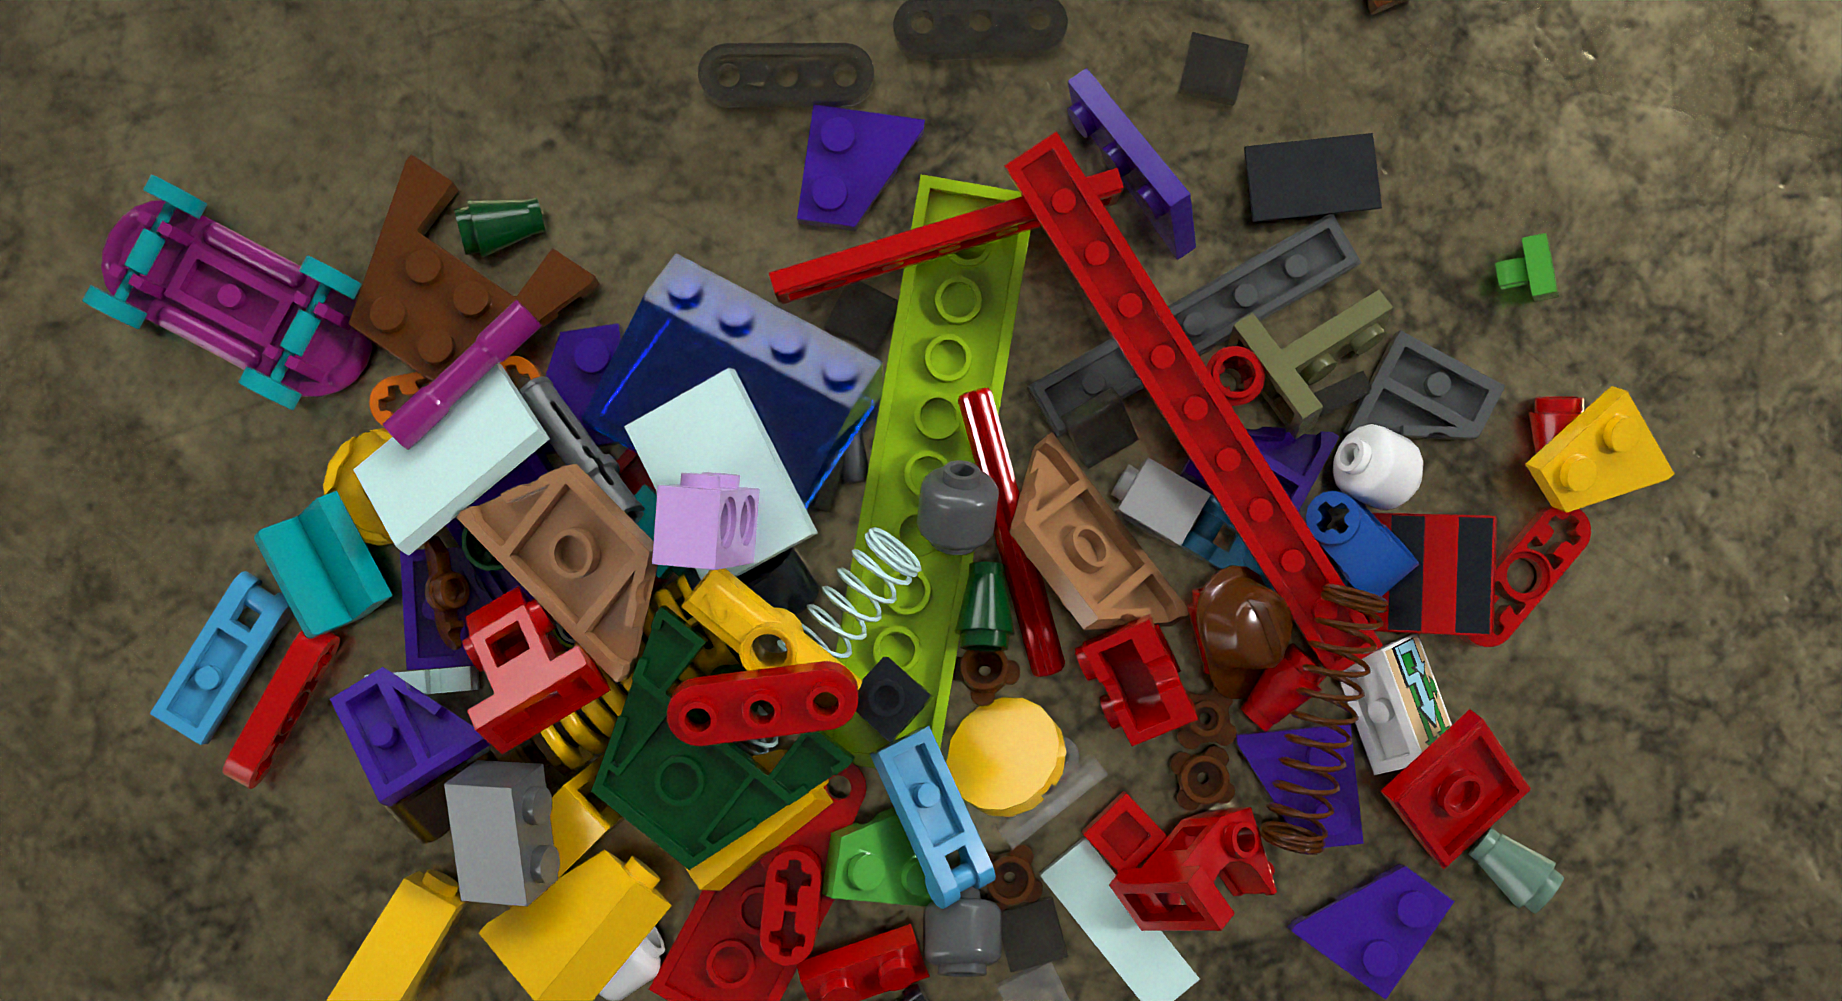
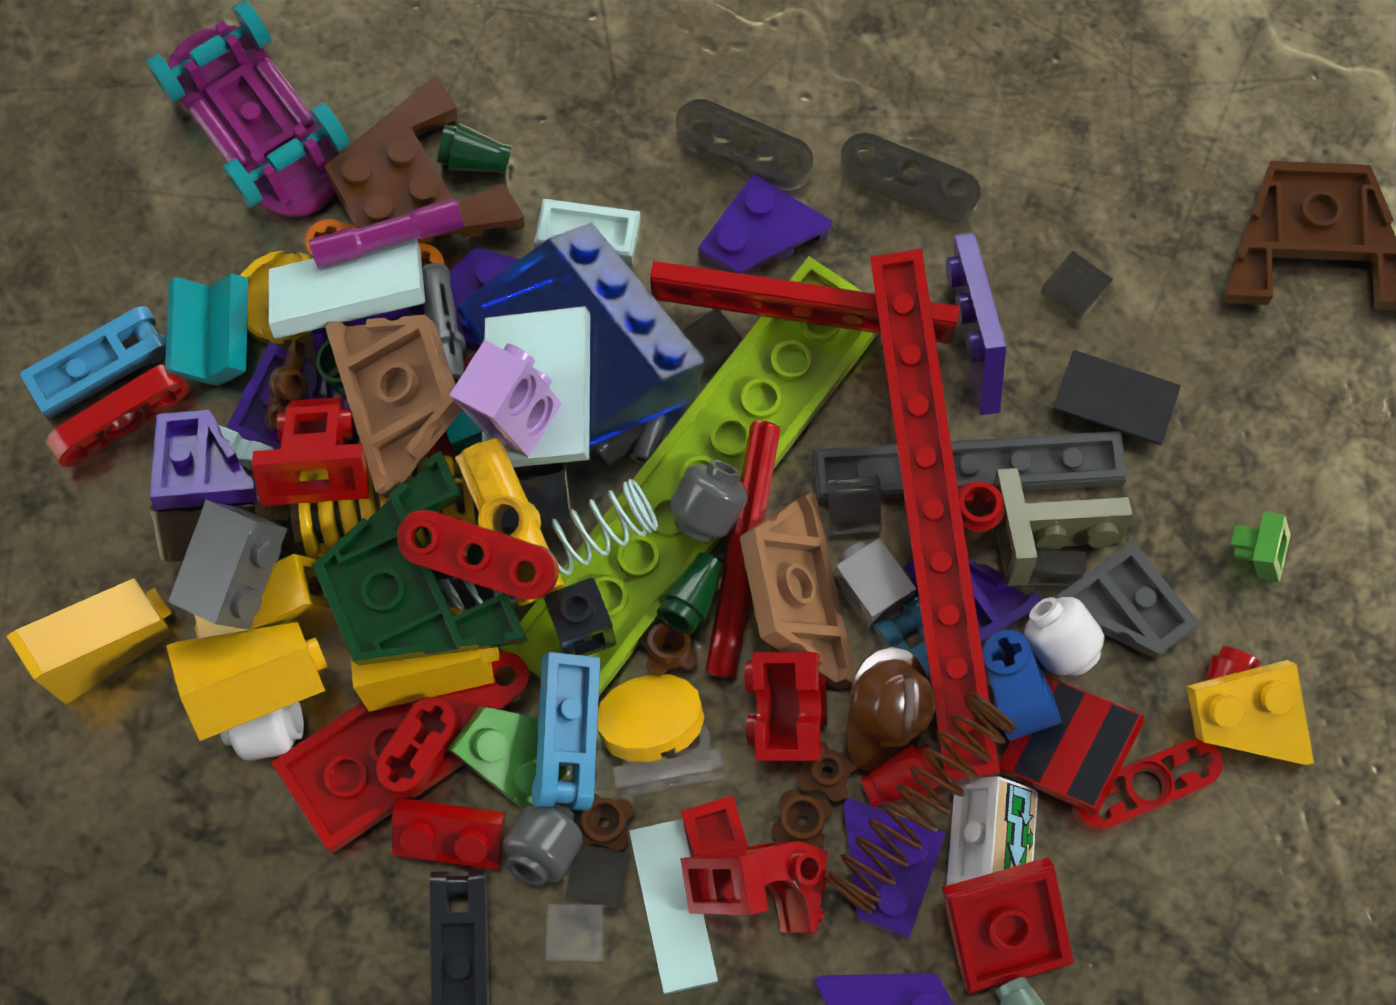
camera: 30 degrees right, 15 degrees down
(643, 254) = (616, 225): none -> light aqua tile

